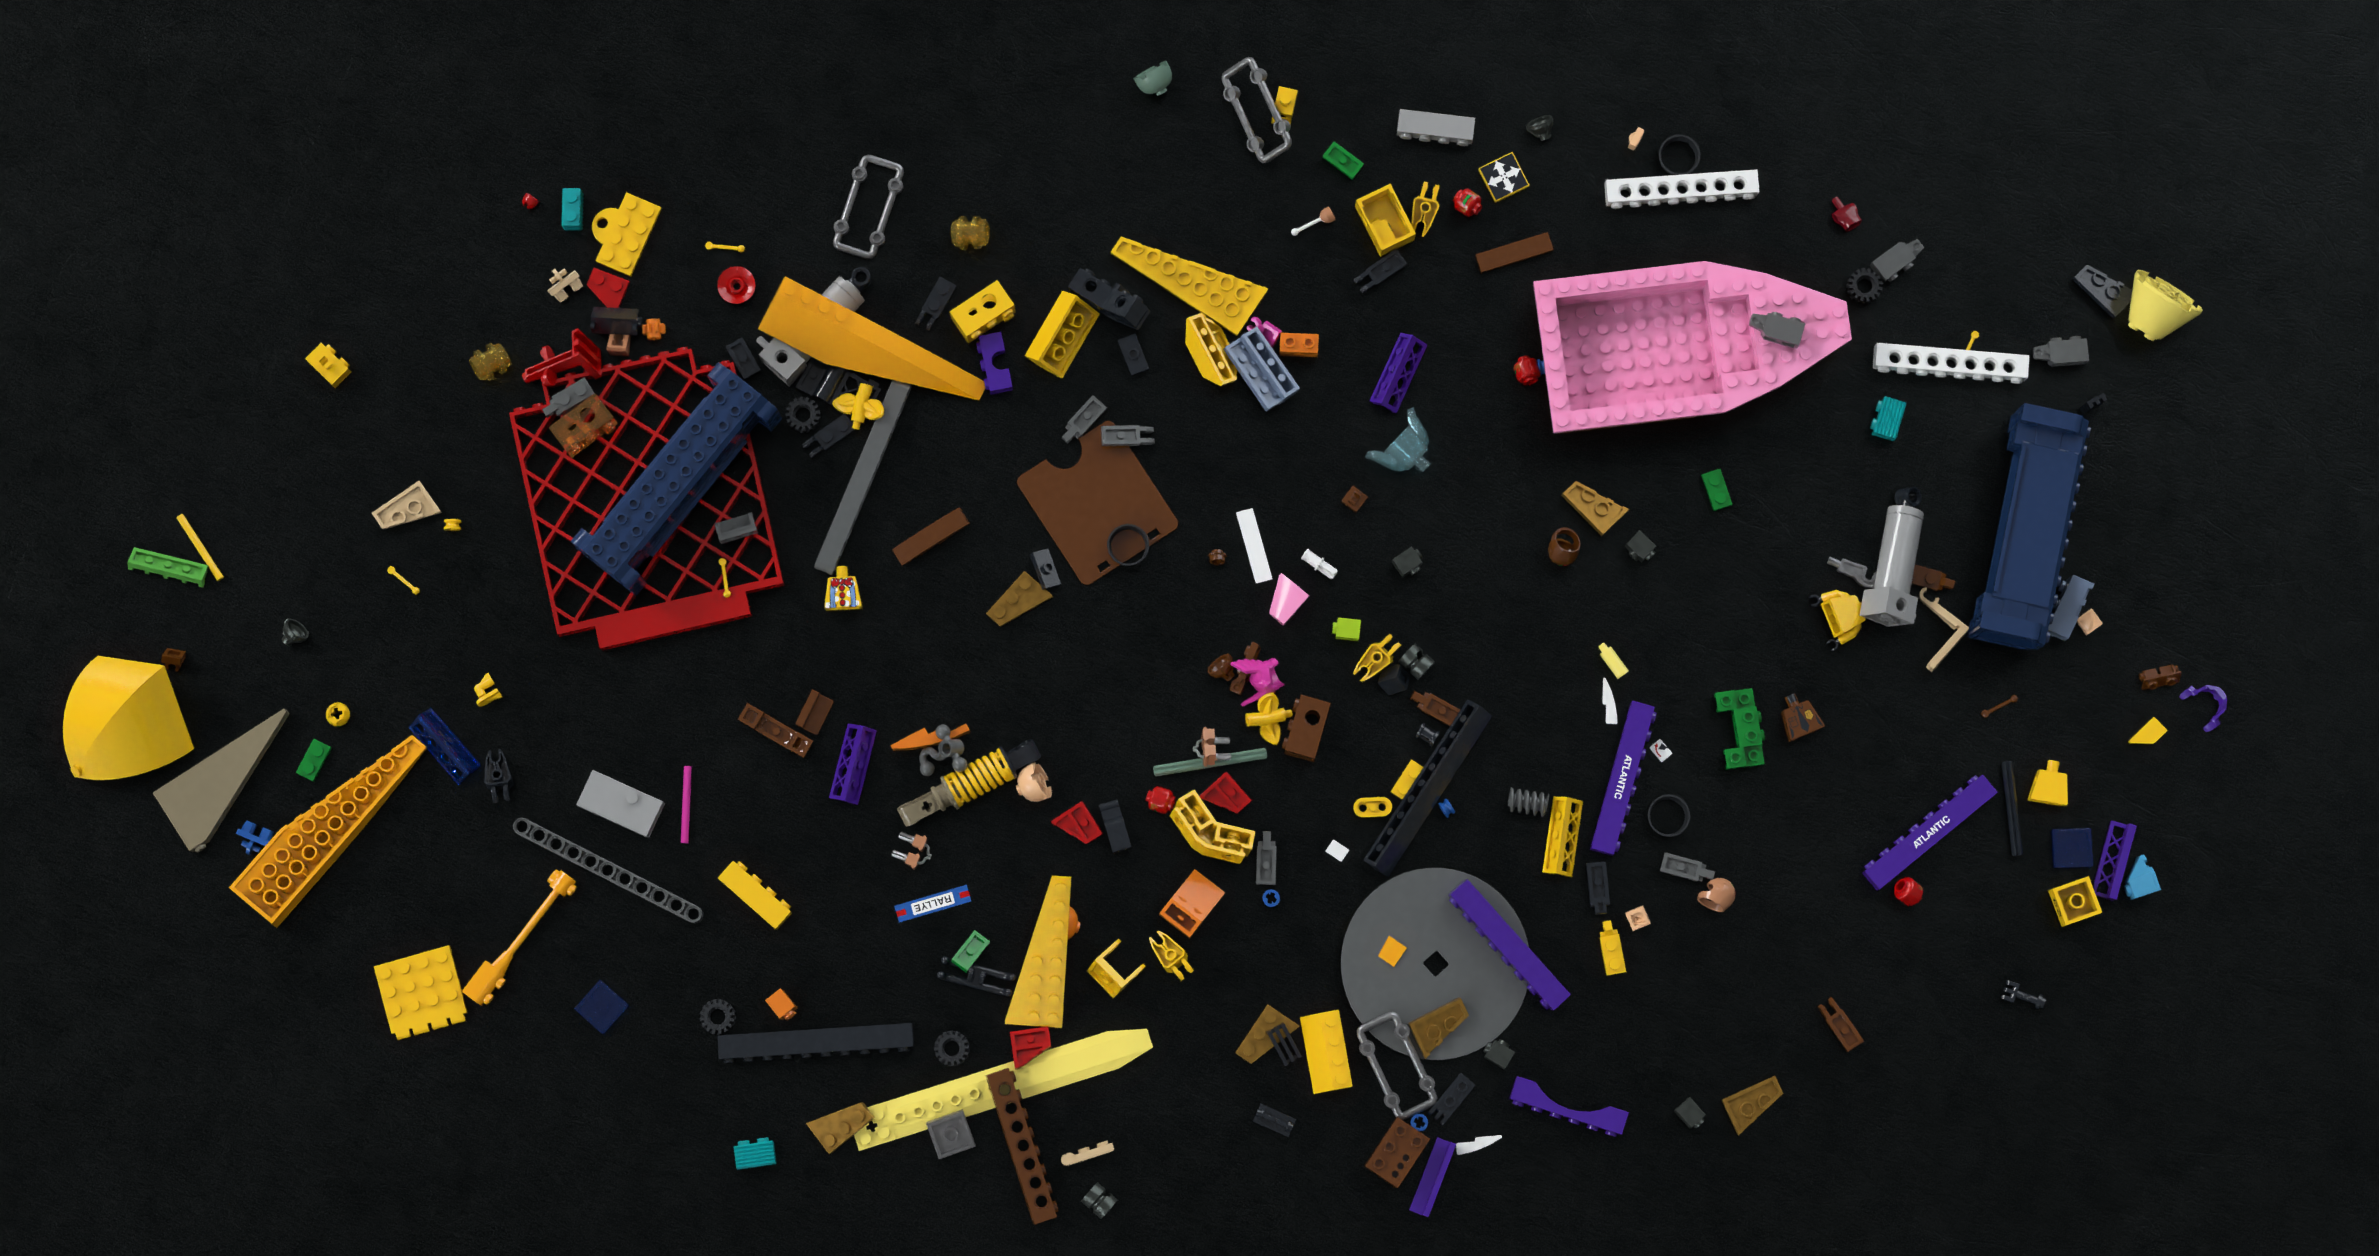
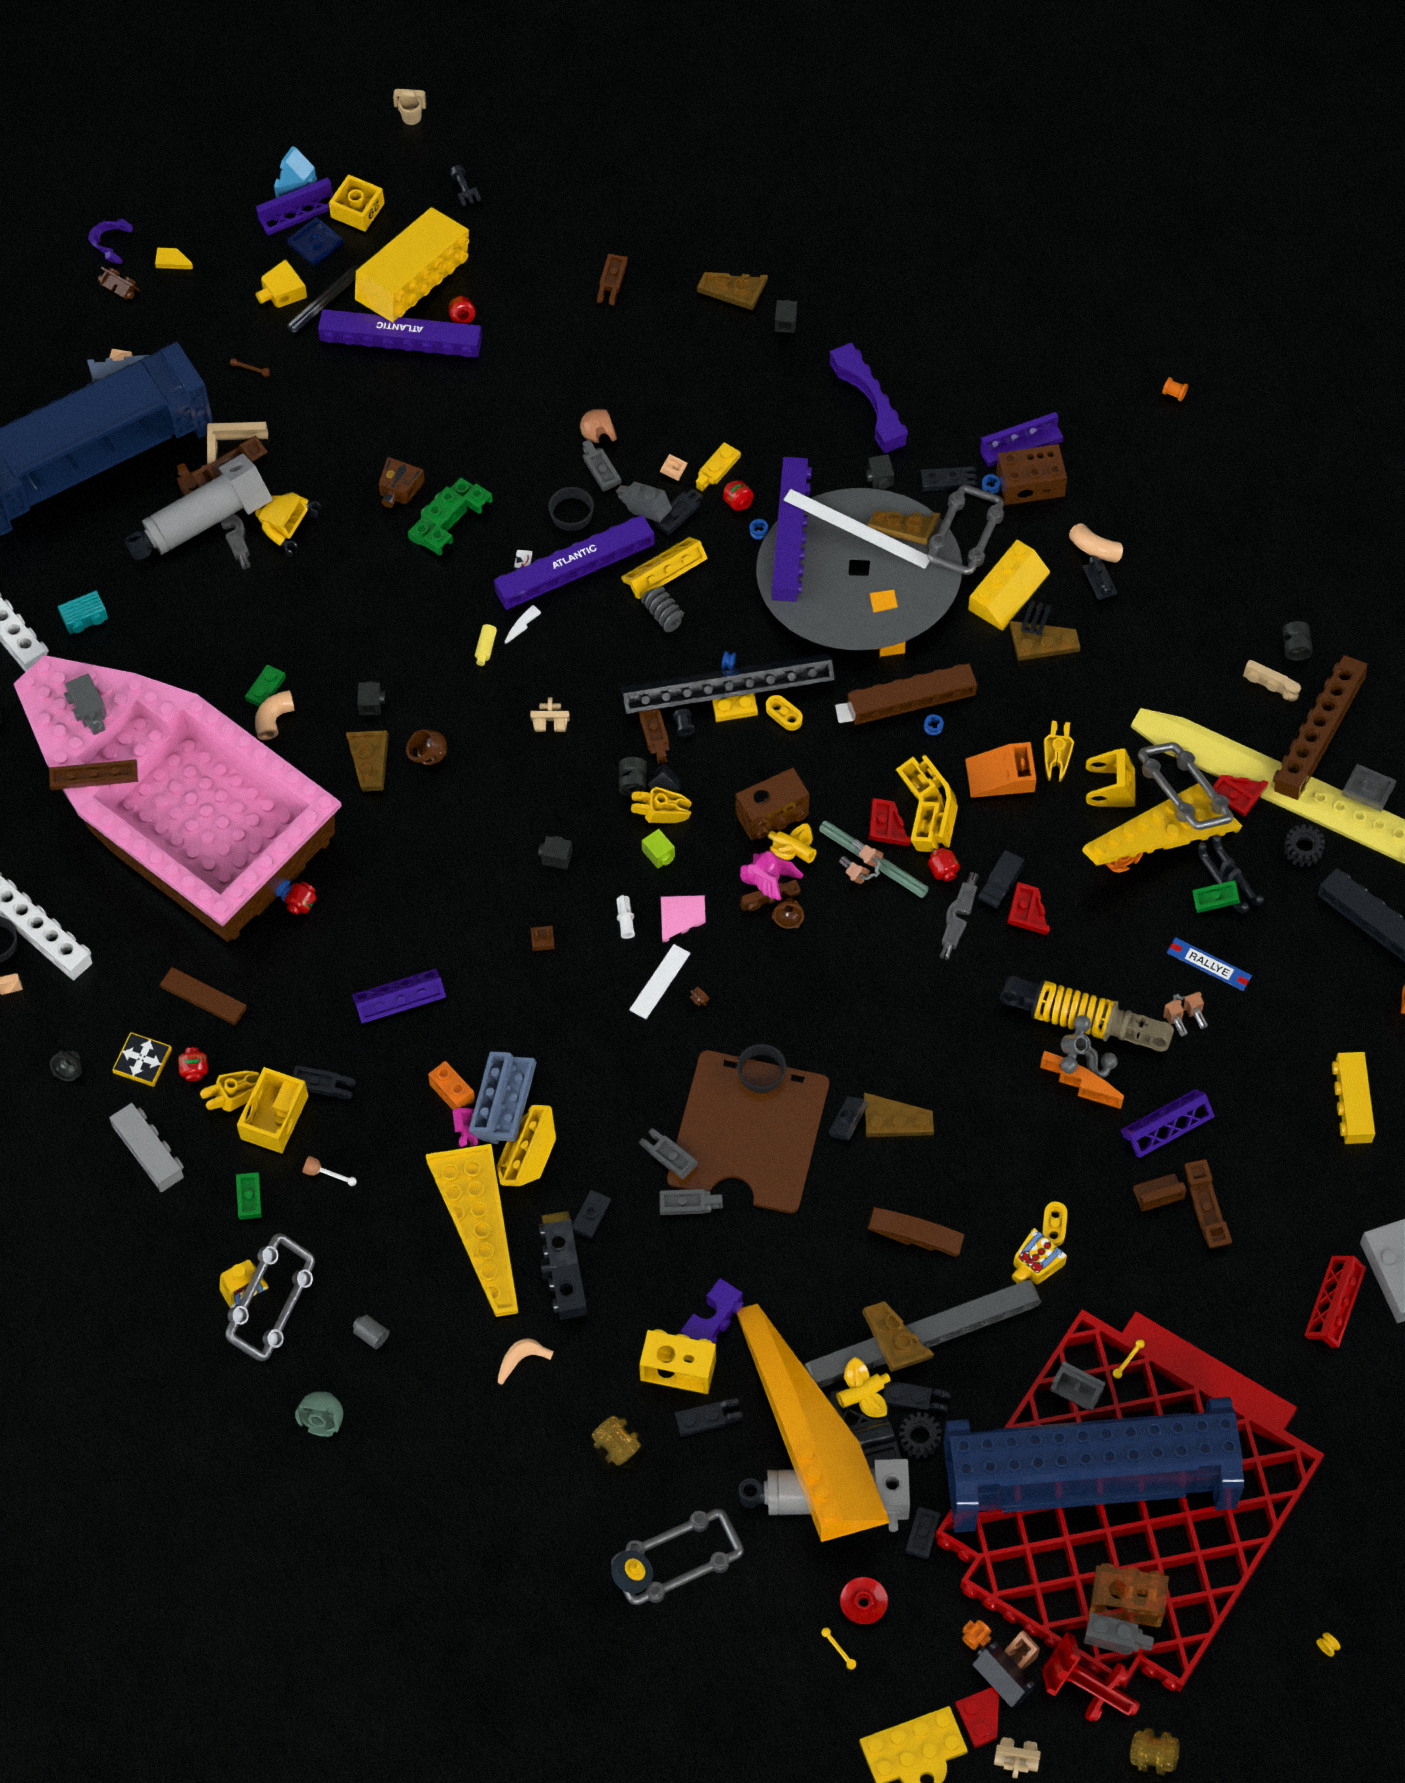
camera: 130 degrees left, 20 degrees down
(406, 507) = (1355, 1701): tan wing -> none
(639, 747) = (1340, 1300): none -> red fence
(686, 804) = (1342, 1223): dark pink bar -> none
(855, 626) = (1055, 1225): none -> yellow plate
(871, 450) = (893, 1338): none -> pearl gold wing
(880, 167) = (632, 1571): none -> black wheel
(1033, 784) = (1035, 964): light nougat cylinder -> none
(1042, 982) = (1184, 810): none -> flat silver bar
(1062, 334) = (631, 1286): yellow slope -> none
(1084, 229) = (517, 1352): none -> light nougat piece
(1122, 786) = (955, 925): none -> flat silver piece
(1181, 154) = (370, 1331): none -> dark grey brick
(1266, 861) = (912, 746): dark grey hinge -> none
(1301, 1138) = (1095, 545): none -> light nougat cylinder
(1305, 904) = (911, 693): none -> reddish brown brick
(1406, 449) = (459, 931): clear light blue torso -> none
(1465, 987) = (857, 528): none -> white sticker
(1479, 1143) = (962, 436): white sticker -> none
(1516, 652) = (559, 717): none -> tan hips
(1529, 925) = (759, 523): none -> blue bush
(1571, 938) = (737, 494): none -> red head
(1625, 867) = (645, 501): none -> dark grey hinge
(1691, 472) = (269, 711): none -> light nougat cylinder
(1721, 290) = (93, 774): none -> reddish brown tile
(1925, 613) = (252, 450): none -> reddish brown slope
(1974, 884) = (411, 264): none -> yellow brick
(2131, 1017) = (410, 104): none -> tan piece

